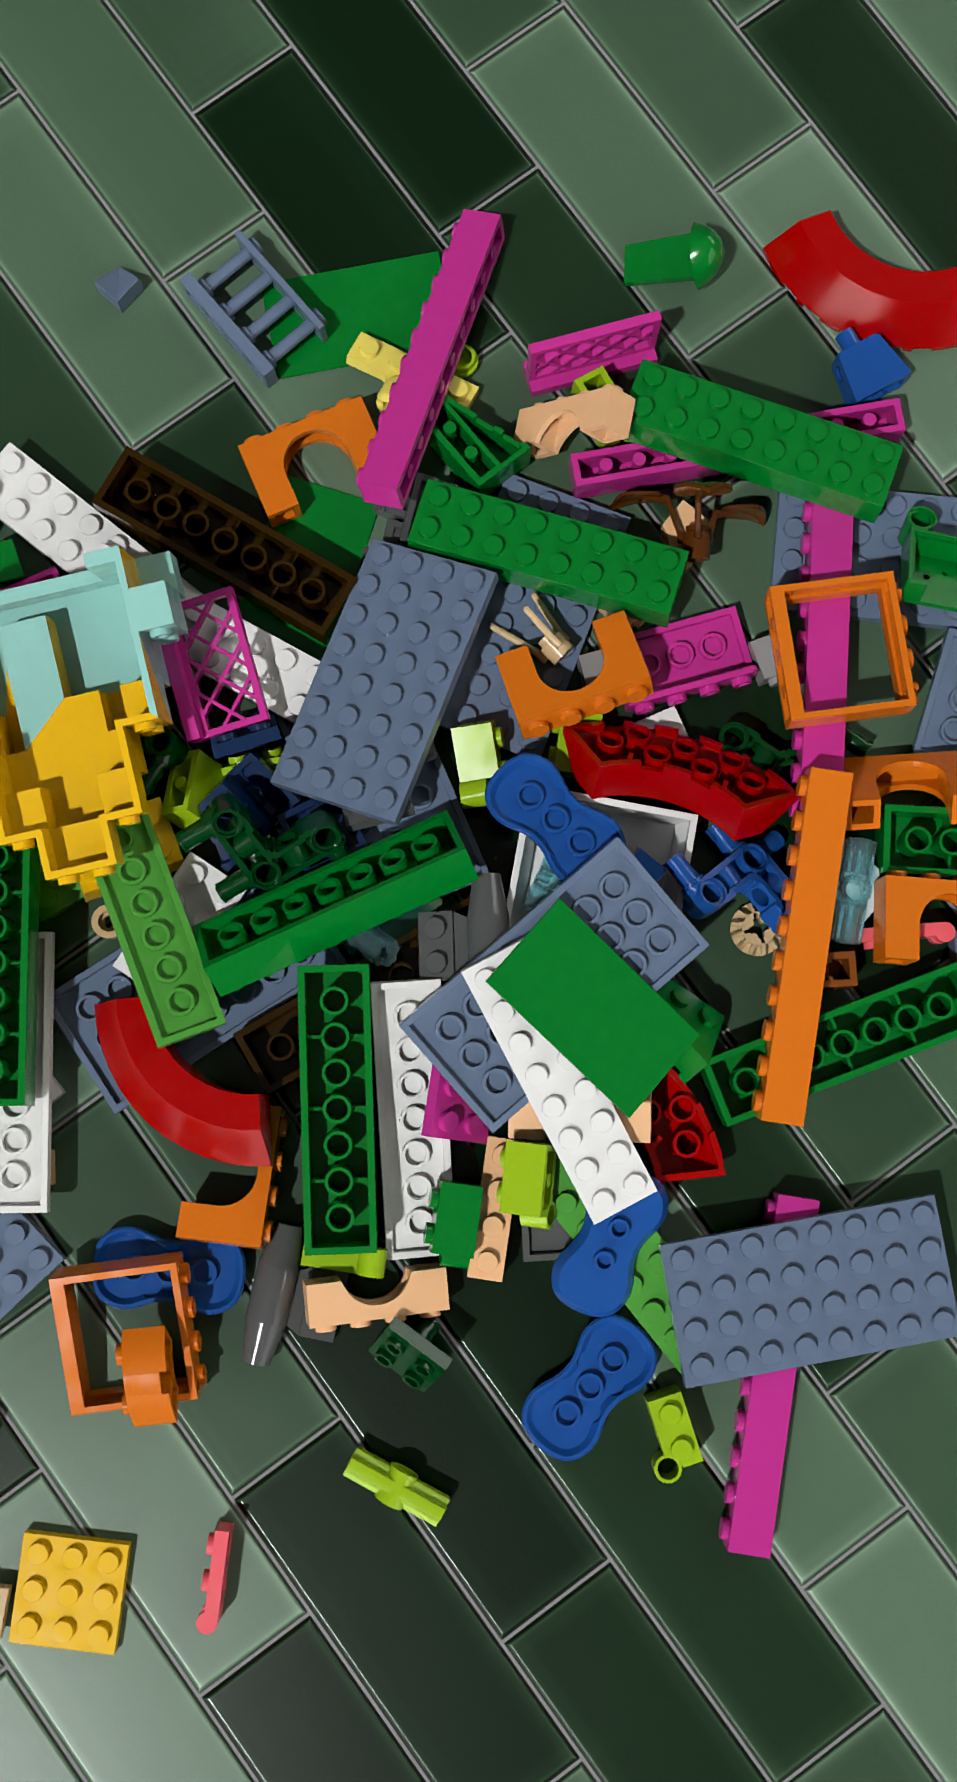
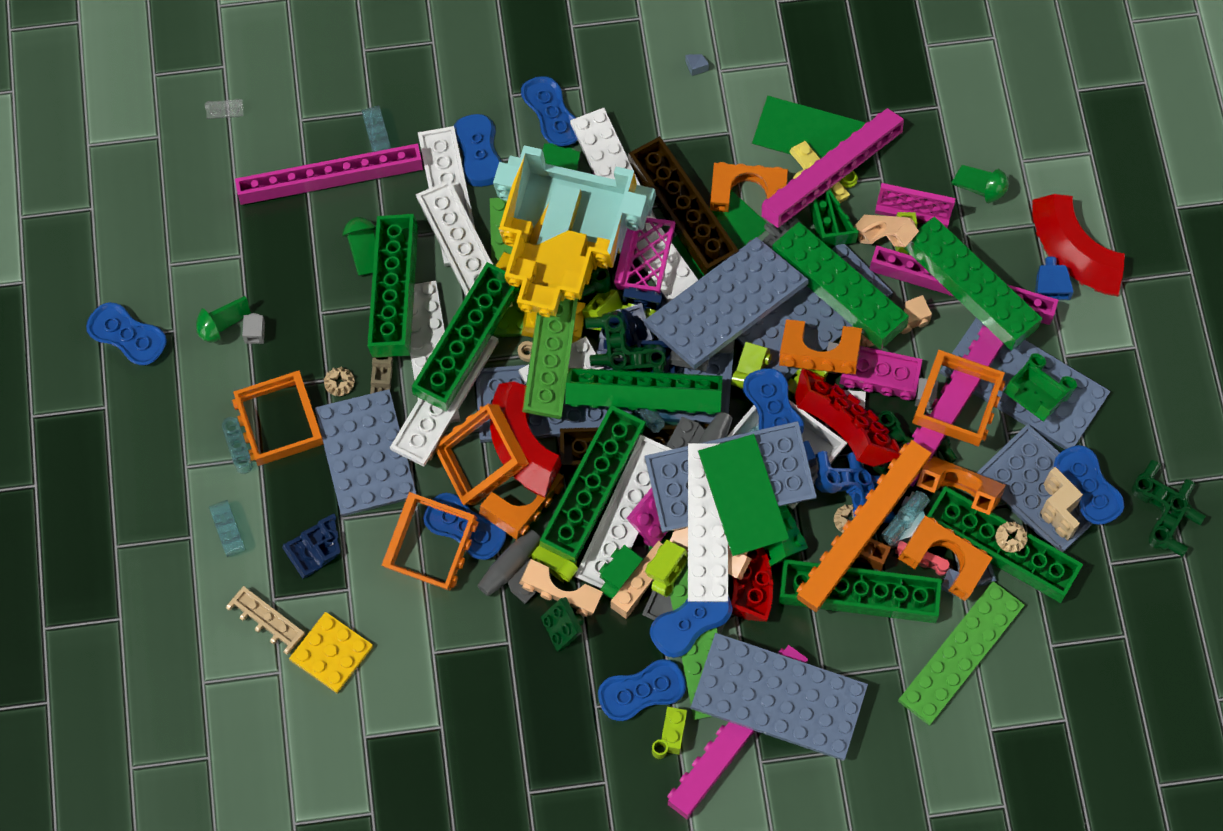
camera: 30 degrees right, 15 degrees down
(99, 1183) = (443, 449): none -> orange window
(148, 1376) = (432, 560): orange brick -> none
(215, 1578) = (406, 681): coral plate -> none
(243, 339) = (745, 116): sand blue fence -> none
(396, 1486) = (519, 686): lime piece -> none
(554, 643) = (820, 329): tan plant -> none
(696, 538) = (917, 314): reddish brown plant -> none

